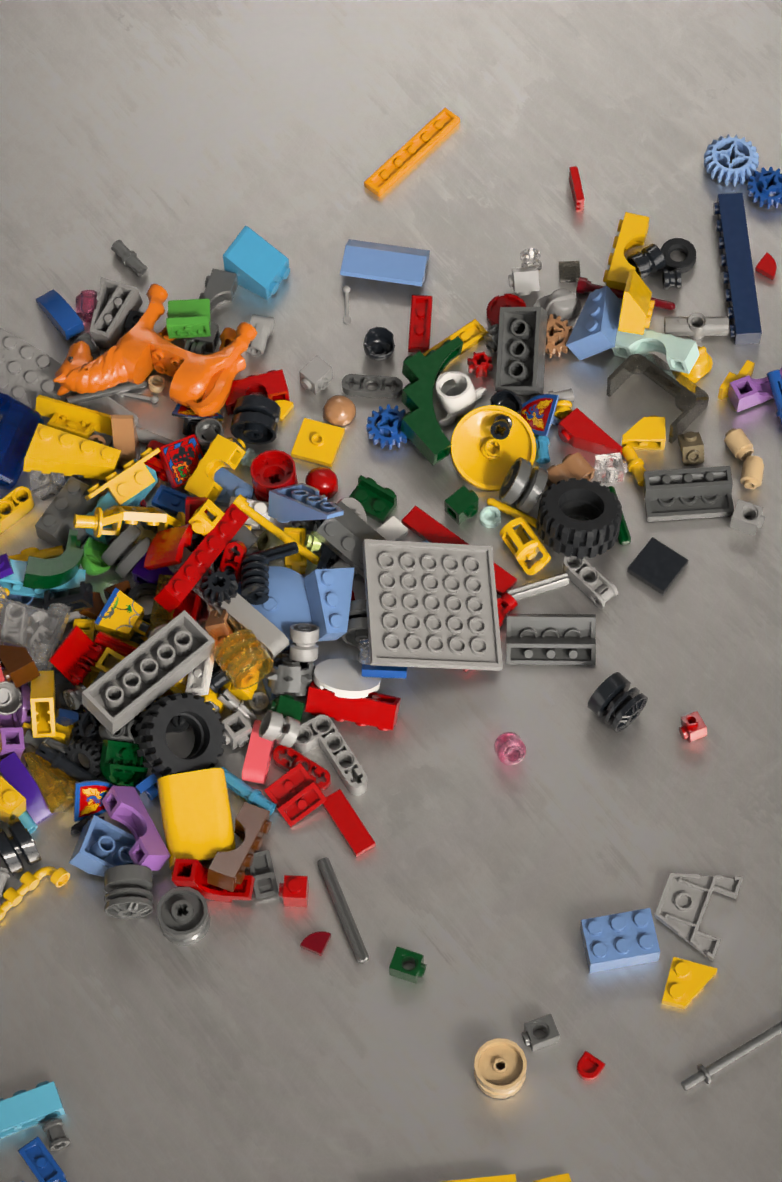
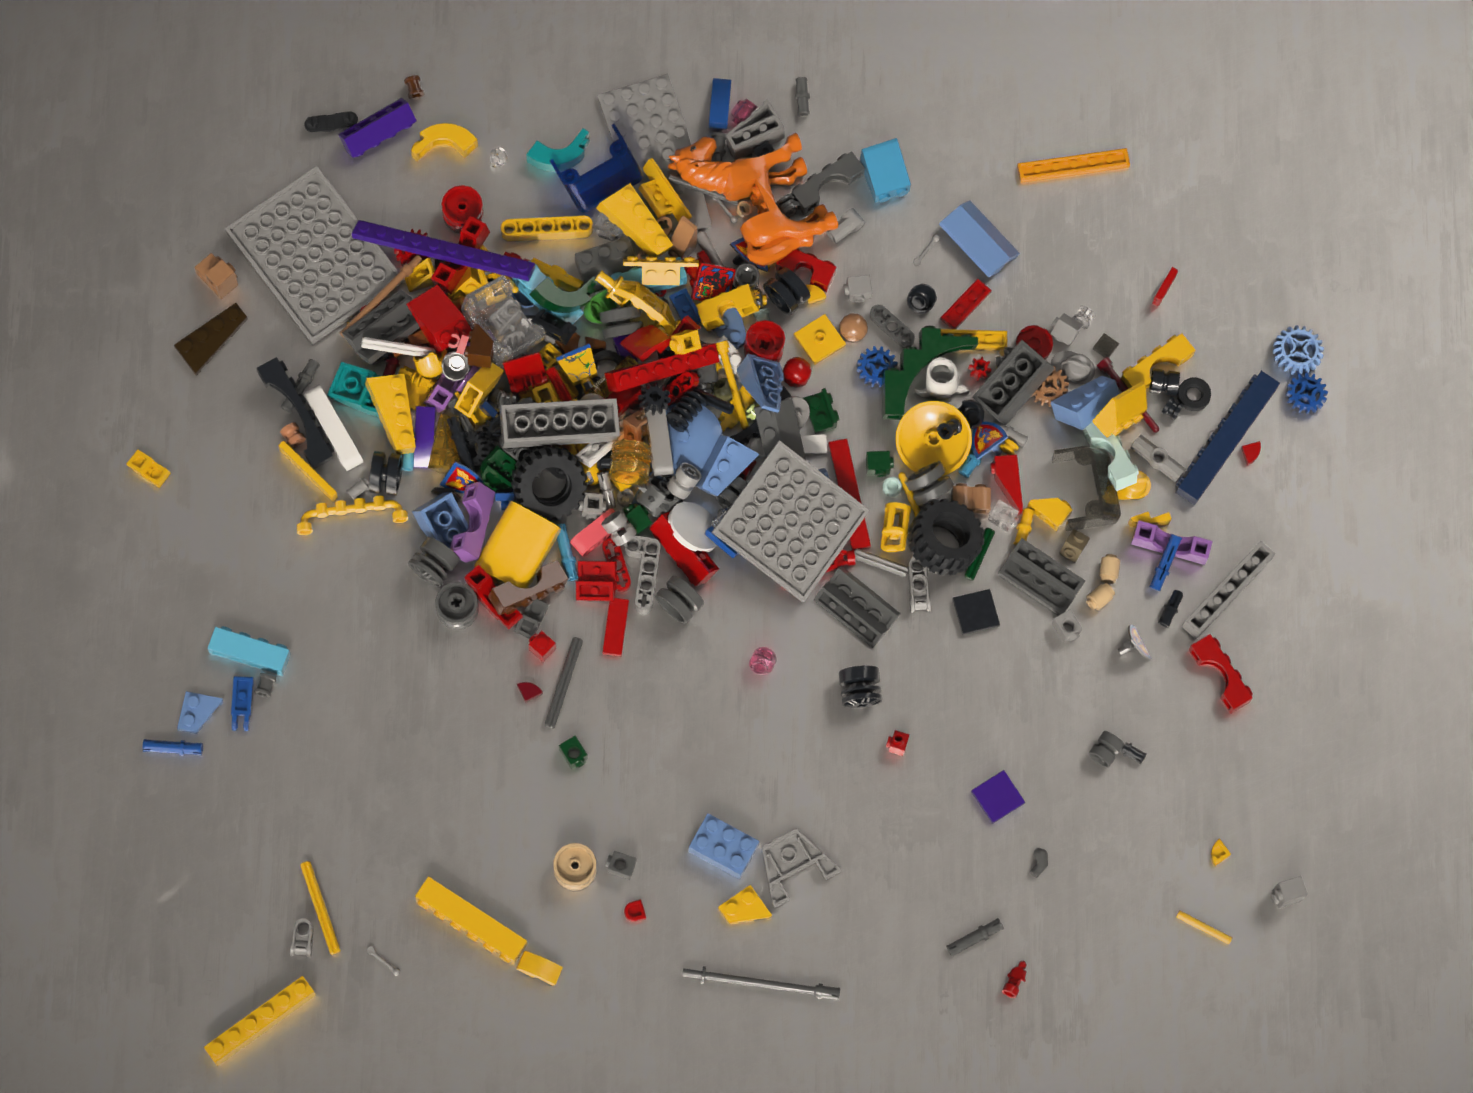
camera: 30 degrees right, 10 degrees up
(188, 318) = (801, 178): bright green bracket -> none
(388, 751) = (679, 599): none -> dark grey wheel

